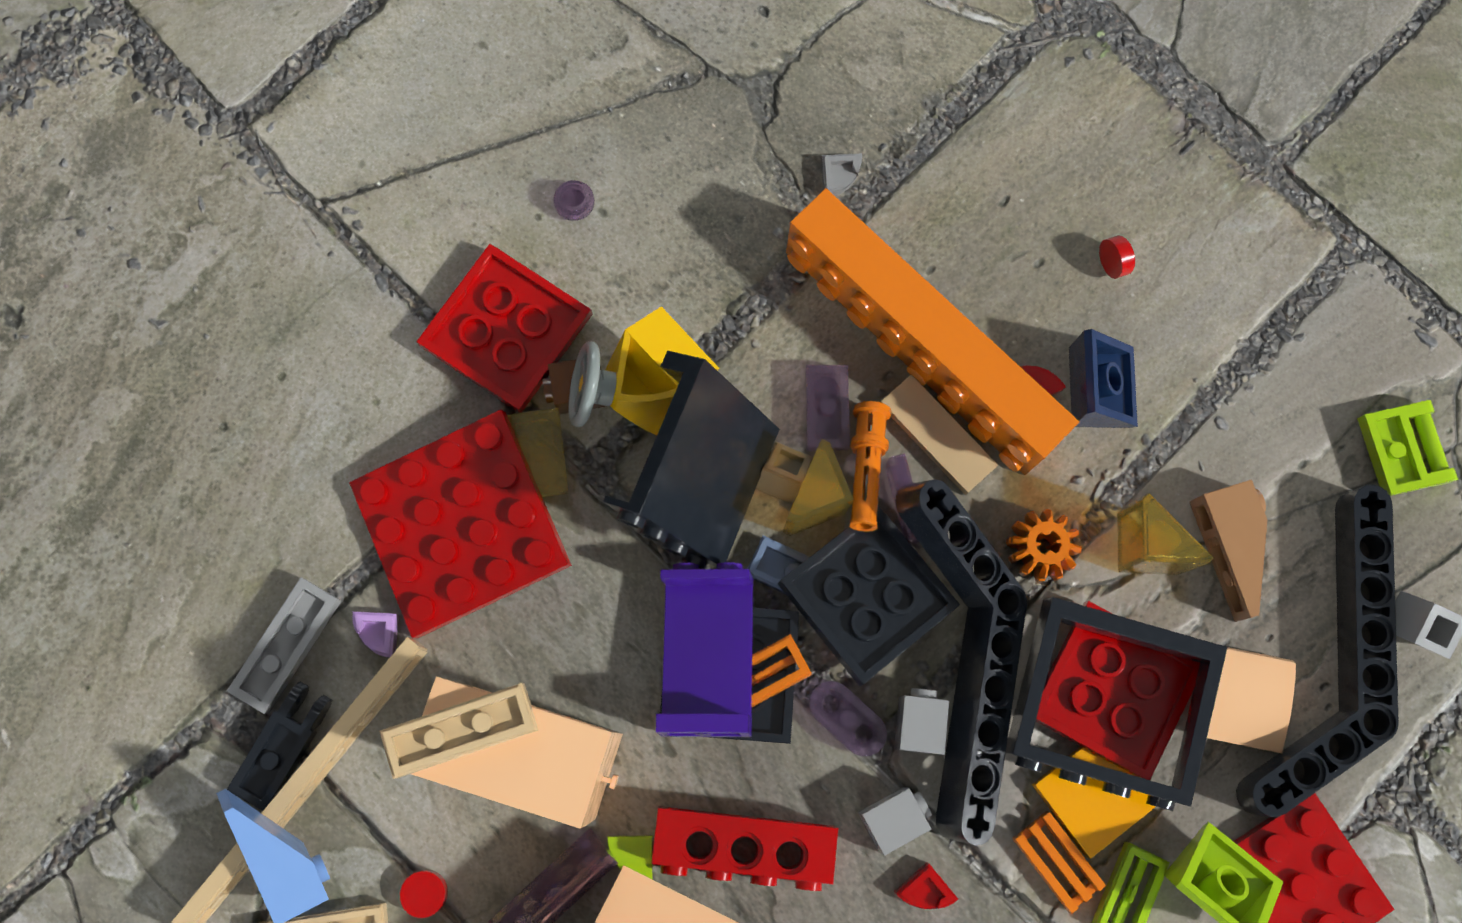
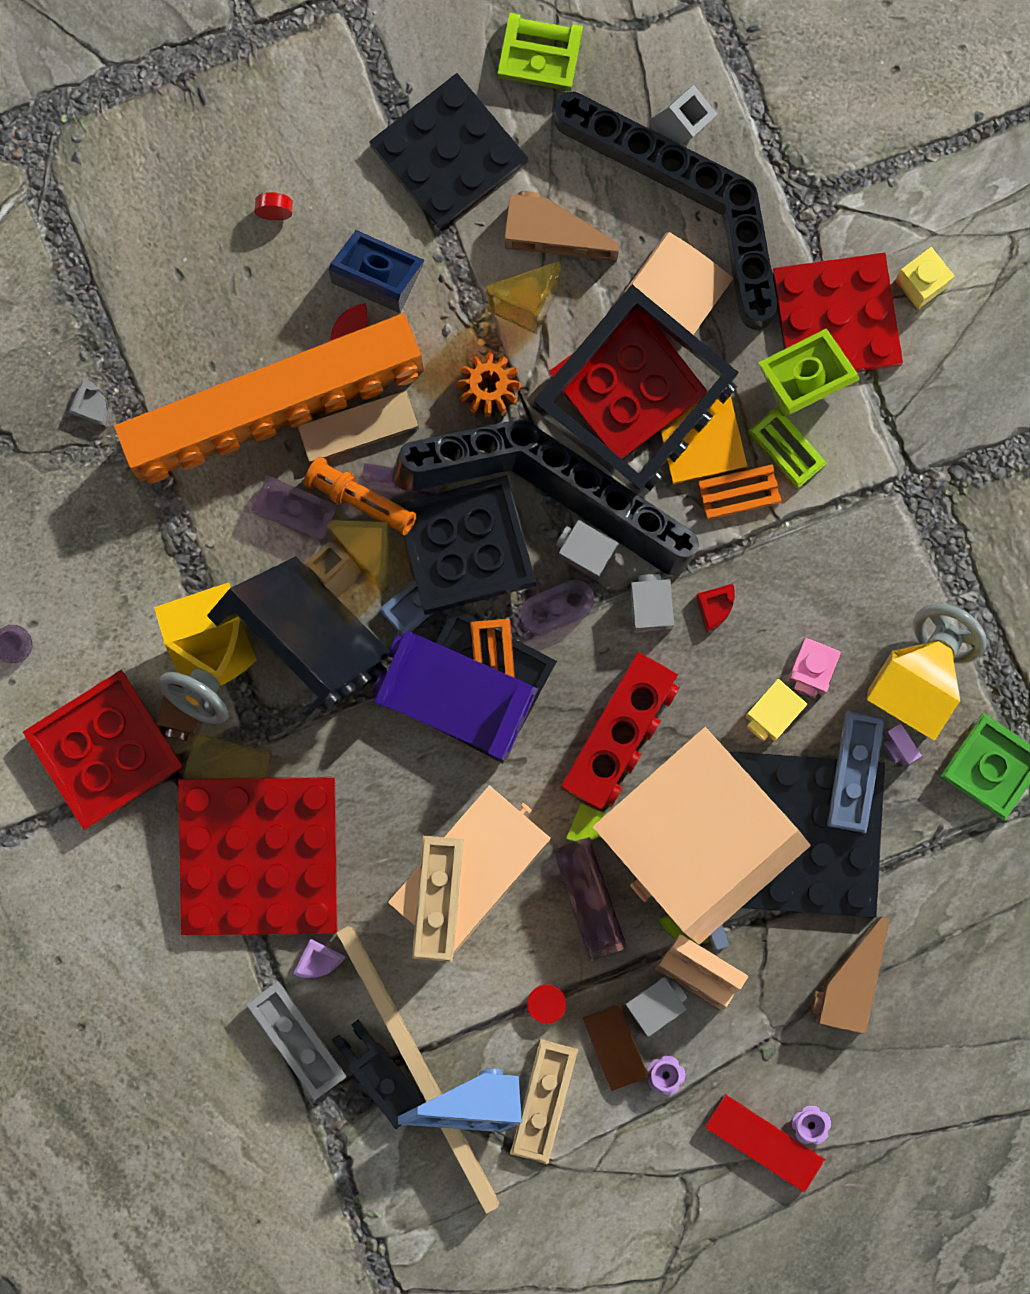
camera: 65 degrees left, 5 degrees up
(1258, 403) = (448, 151): none -> black plate

